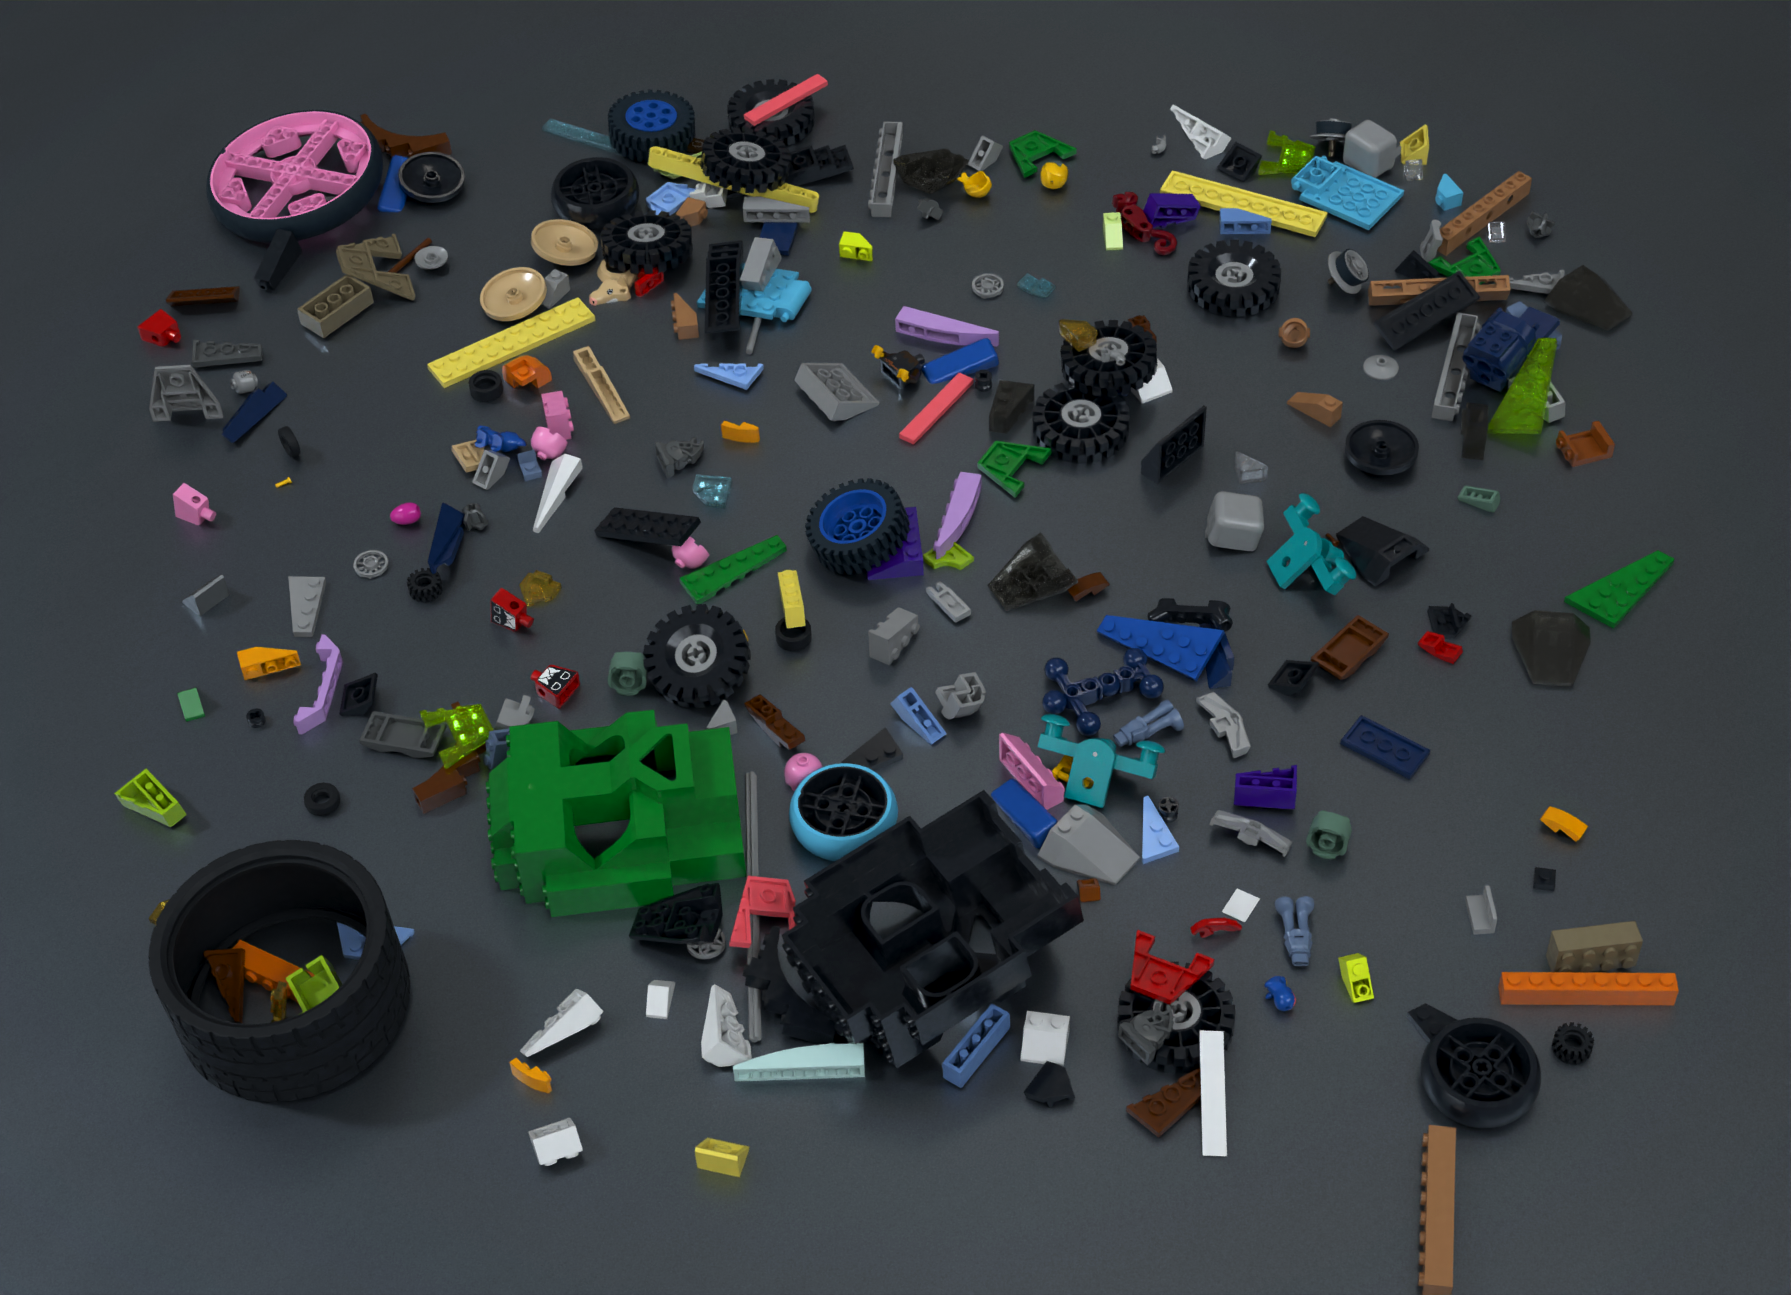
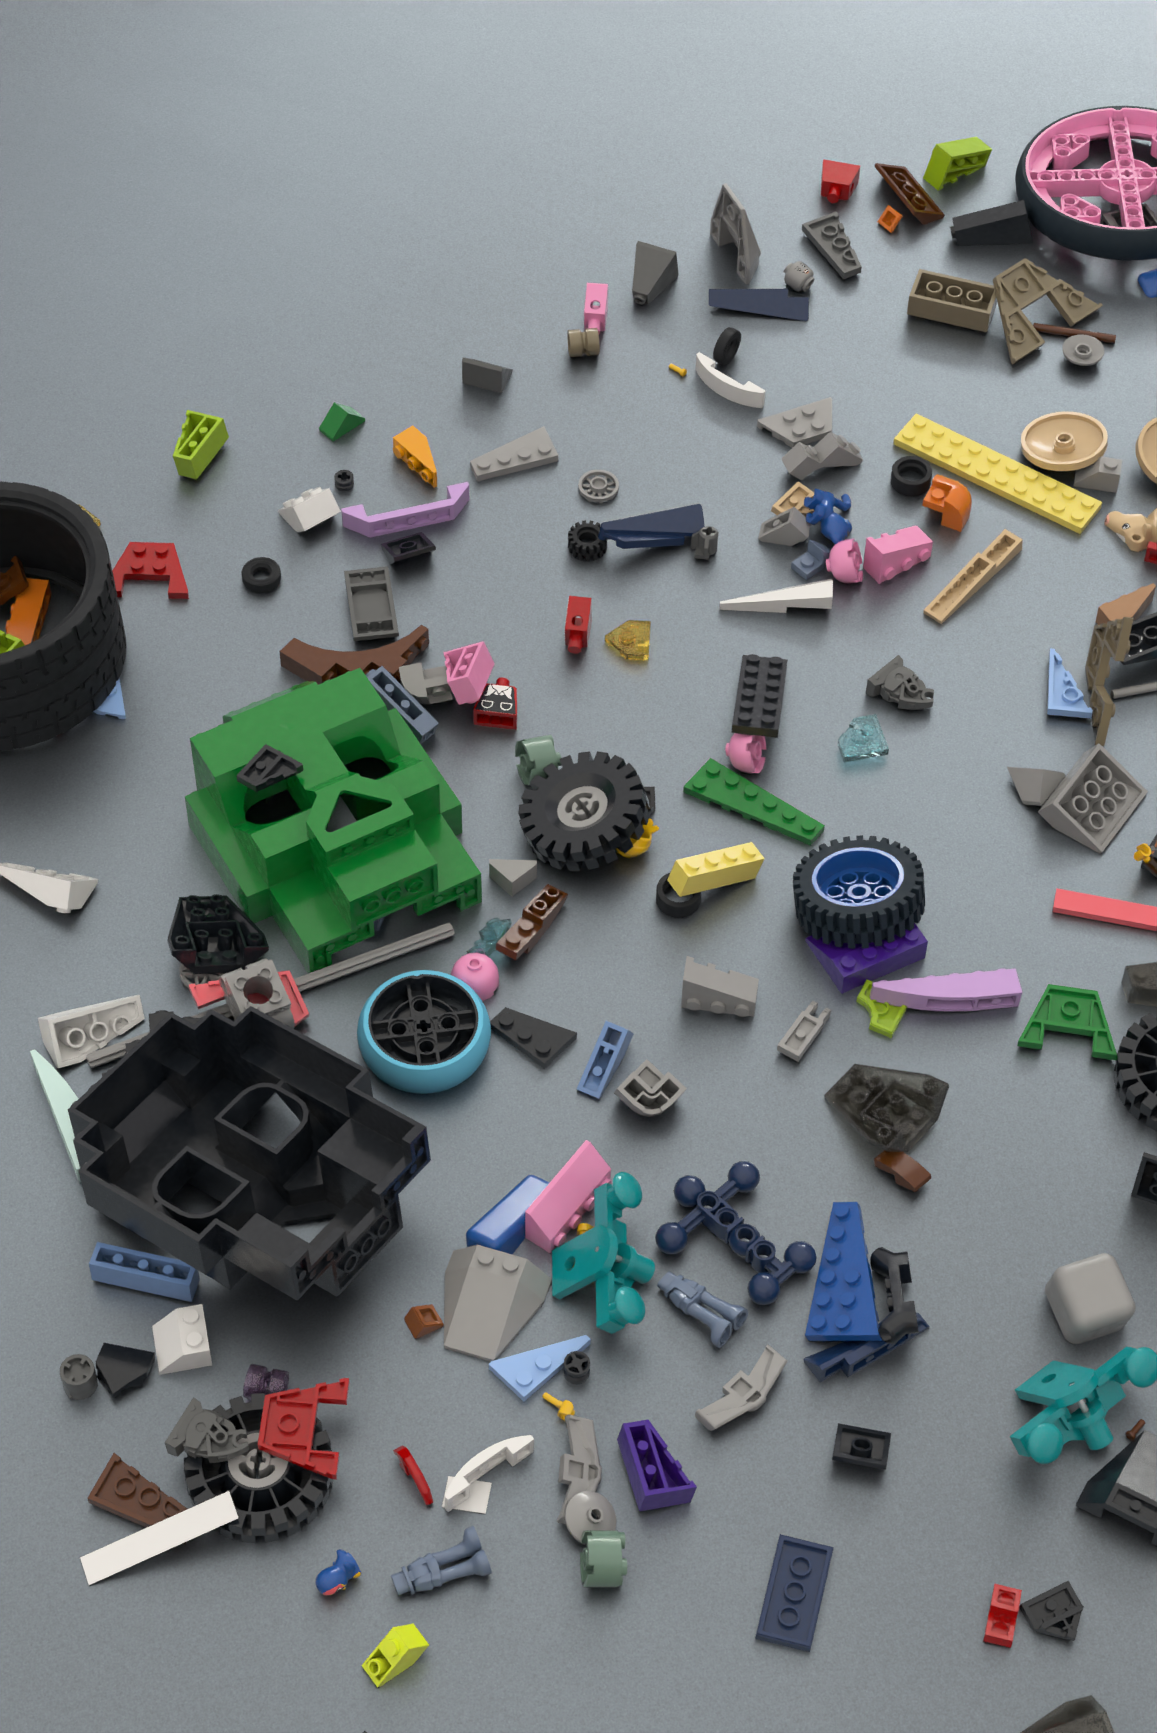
camera: 65 degrees right, 5 degrees up
(176, 461) = (653, 271): none -> dark grey slope
(194, 258) = (955, 159): none -> lime wedge
(219, 525) = (583, 342): none -> dark tan wheel
(222, 314) = (890, 219): none -> orange slope
(275, 746) = (309, 509): none -> white slope
(321, 459) = (746, 394): none -> white slope
(391, 429) = (800, 424): none -> light grey wing
(406, 514) = (679, 484): dark pink animal -> none
(436, 421) = (829, 452): none -> light grey arch
(467, 725) = (389, 648): clear neon green wing -> none
(515, 682) = (468, 671): none -> bright pink wedge
(583, 806) = (268, 768): none -> black wing
(659, 998) = (113, 955): white slope -> none
(726, 341) = (1107, 641): none -> dark tan wing
(743, 433) = (969, 732): light orange slope -> none
(772, 894) = (257, 978): none -> light grey piece
(774, 751) = (490, 936): none -> clear light blue slope
(806, 414) = (1035, 784): none -> light grey slope
(1050, 1113) = (78, 1377): none -> dark grey piece
(1107, 994) = (259, 1377): none -> clear purple wheel
(1197, 825) = (565, 1407): none -> yellow hand
(1237, 901) = (512, 1450): none -> white slope
(1289, 836) = (579, 1516): none -> light grey dish
(1350, 647) = (941, 1501): reddish brown slope -> none

